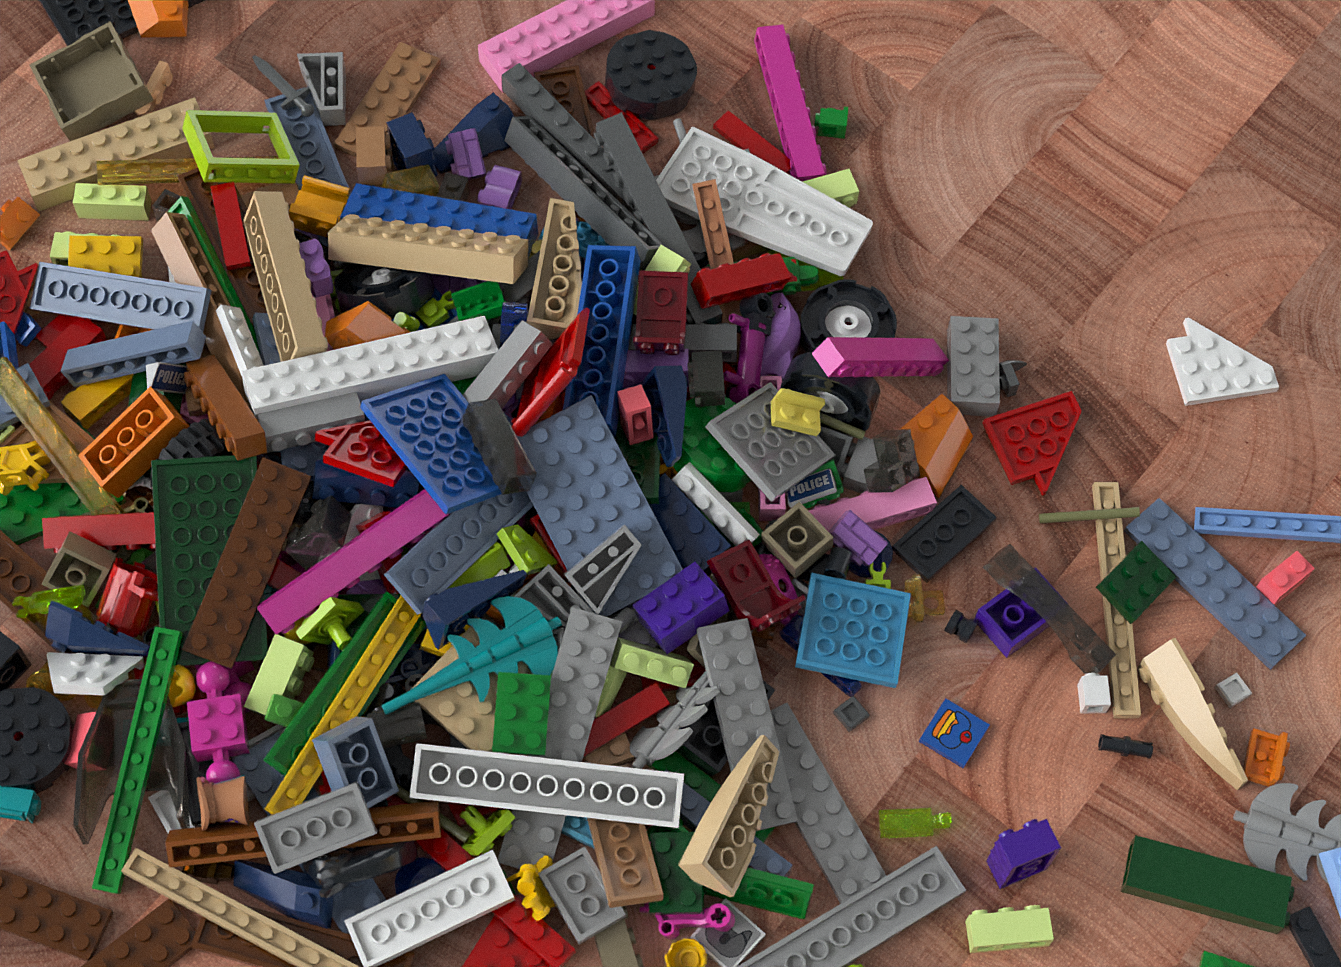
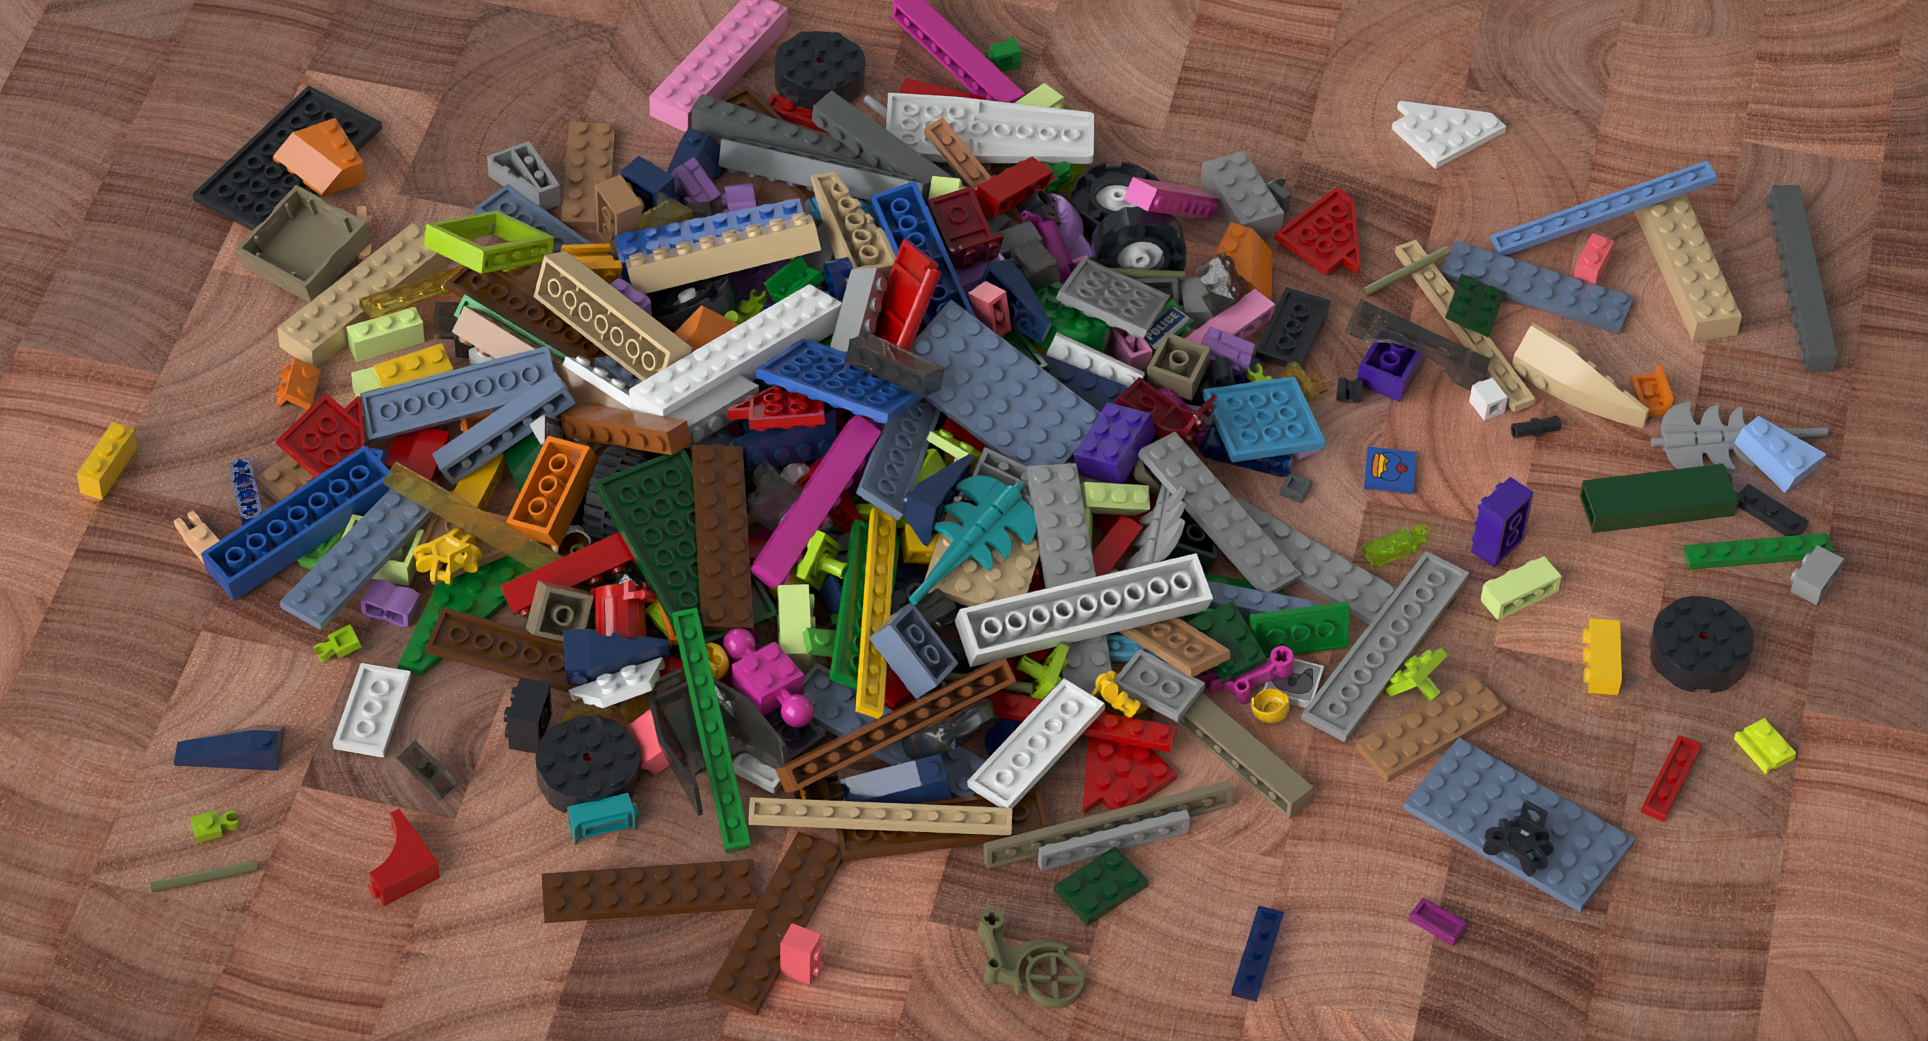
camera: 25 degrees left, 15 degrees down
(40, 601) = (545, 647): clear neon green plate -> none
(223, 801) = (815, 721): nougat hat -> none
(230, 226) = (524, 302): red tile -> none
(293, 97) = (502, 195): dark grey sword -> none
(315, 827) = (911, 703): light grey plate -> none
(521, 713) = (1028, 559): green plate -> none
(603, 567) = (1036, 429): light grey wedge -> none
(726, 832) = (1251, 583): tan wedge -> none
(796, 411) = (1121, 267): light yellow bracket -> none
(1233, 690) = (1599, 356): white tile -> none

